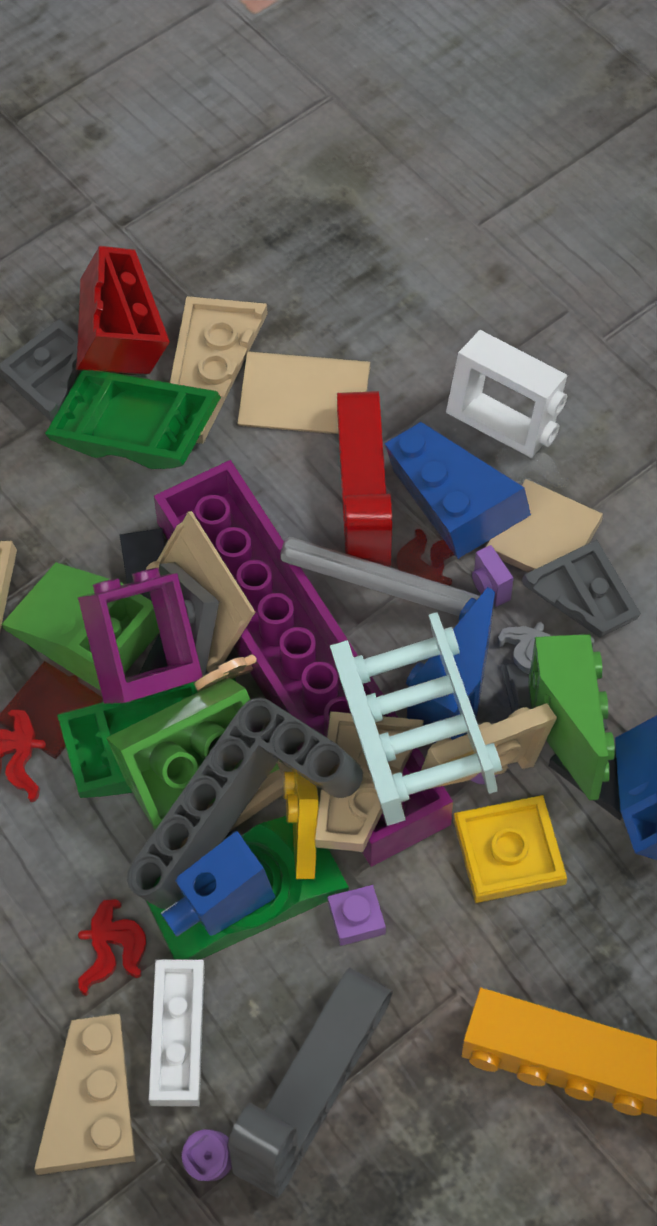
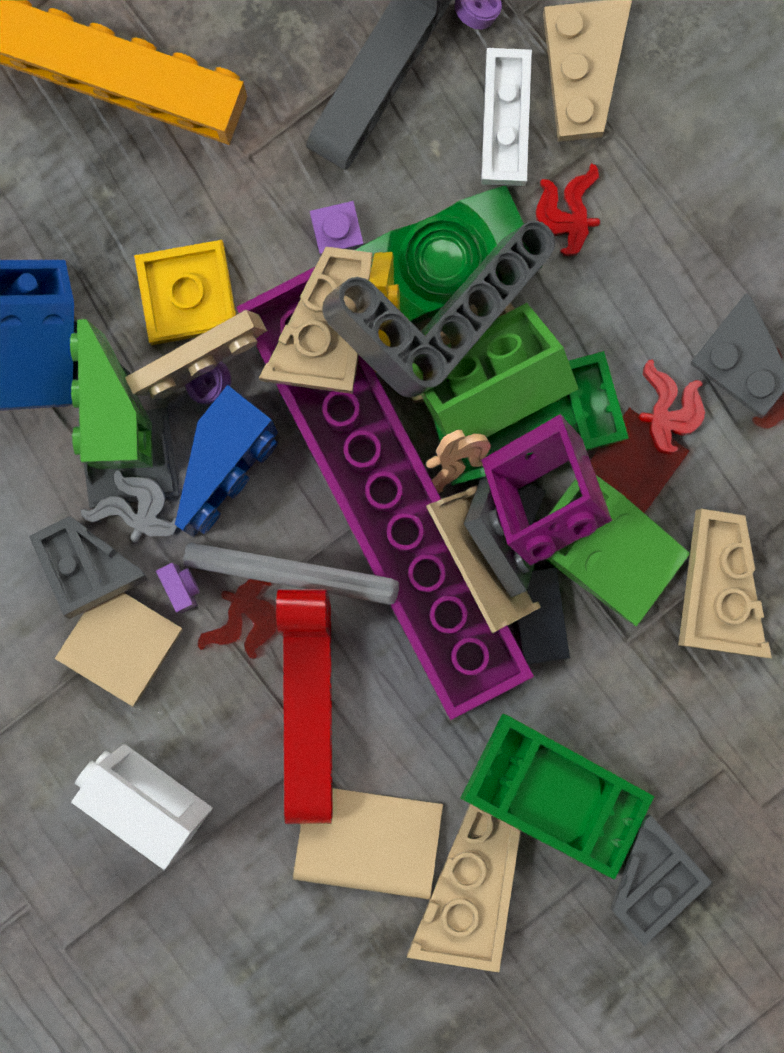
camera: 175 degrees left, 25 degrees up
(118, 316) = (578, 940): red wedge -> none
(220, 889) = (464, 220): blue torso -> none
(382, 748) = (301, 326): light aqua fence -> none
(456, 489) = (213, 688): blue wedge -> none

